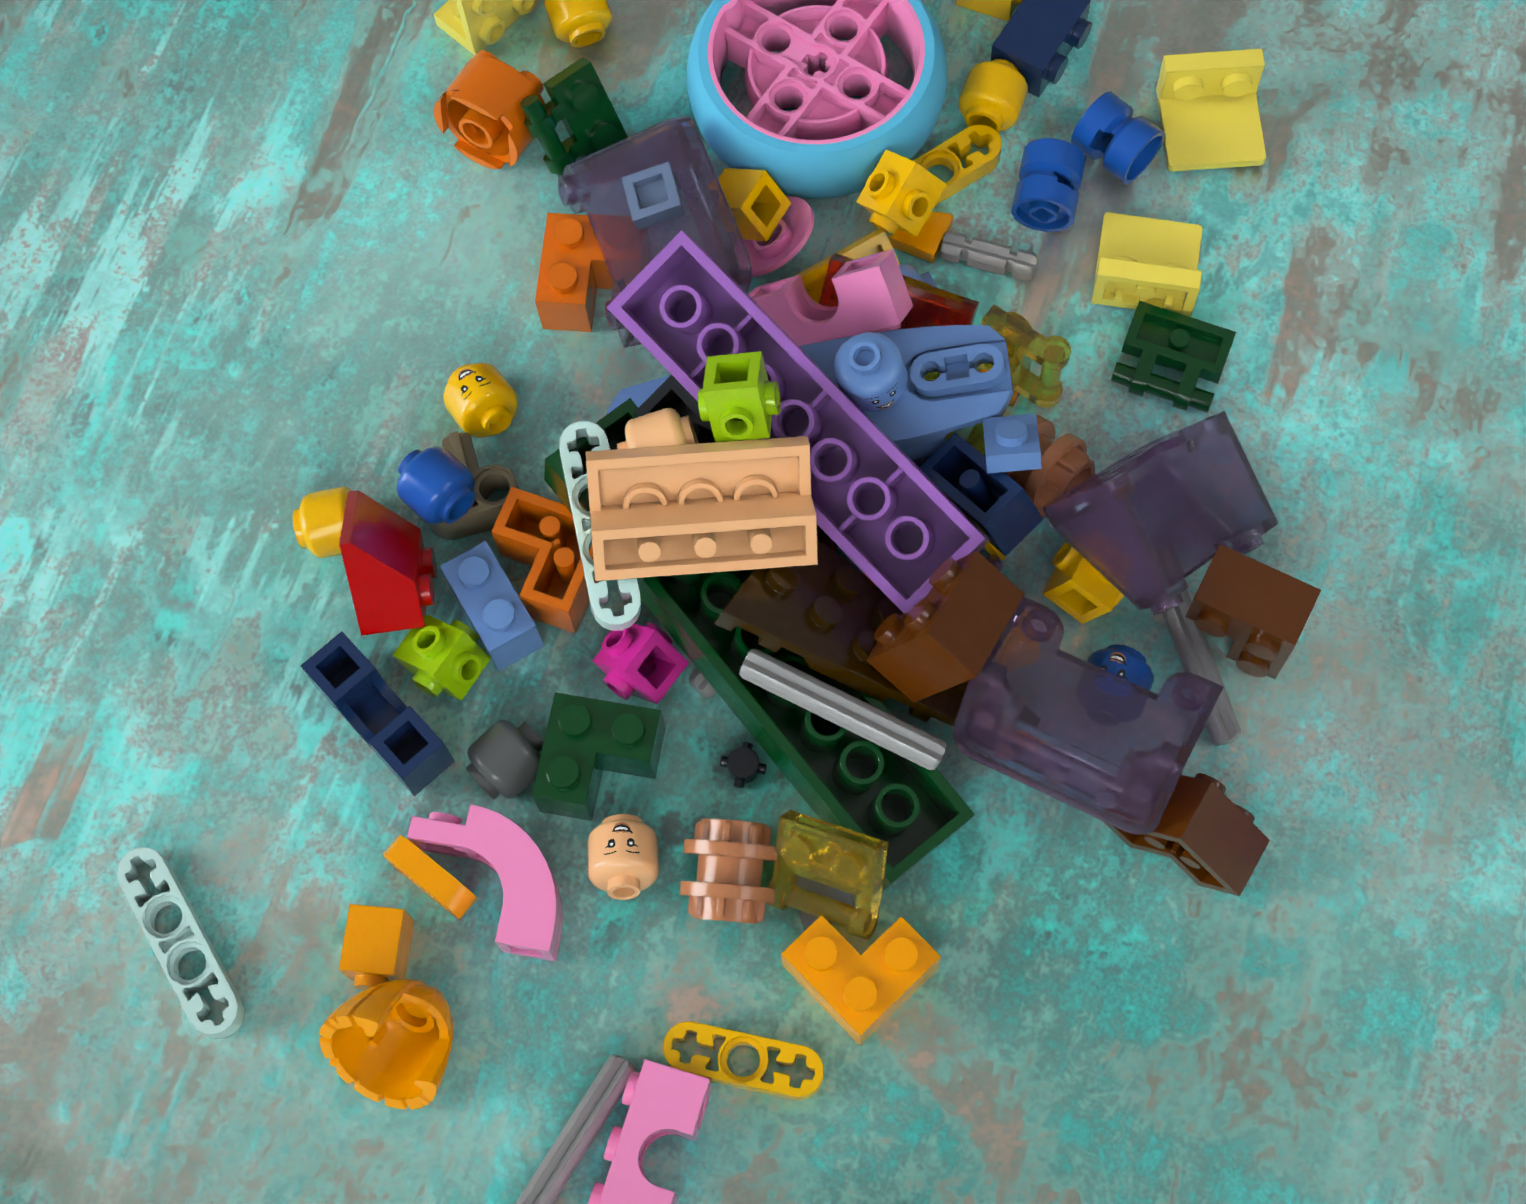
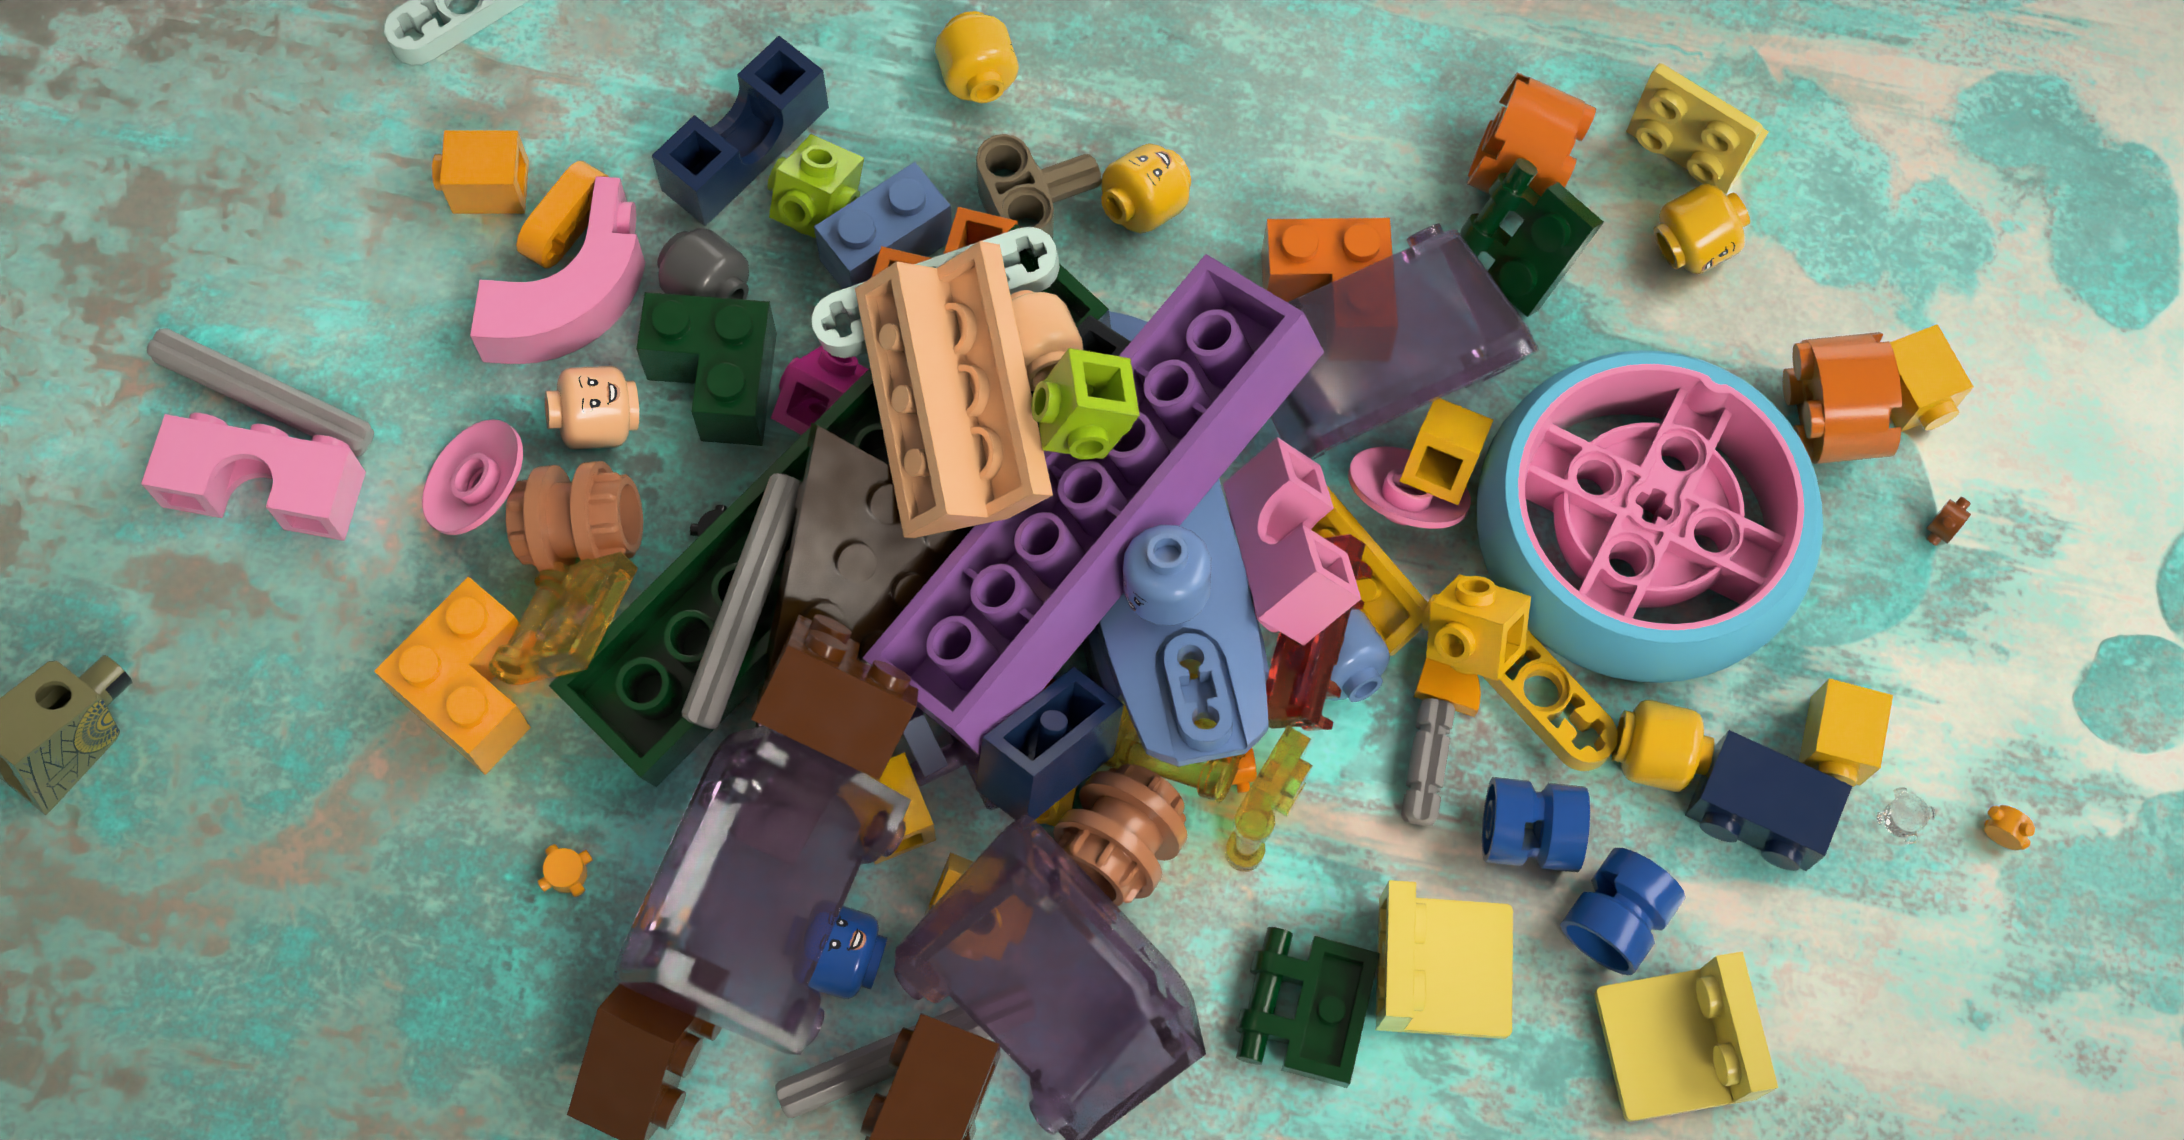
camera: 75 degrees right, 0 degrees up
(385, 567) = (908, 100): red slope -> none
(391, 1042) = (378, 199): light orange hair -> none
(436, 485) = (1006, 138): blue head -> none
(653, 195) = (1408, 318): sand blue tile -> none
(661, 975) = (472, 477): none -> bright pink dish
(787, 1057) = (341, 606): yellow beam -> none
(1012, 443) = (1101, 765): medium blue bracket -> none
(1029, 901) = (564, 870): none -> light orange piece

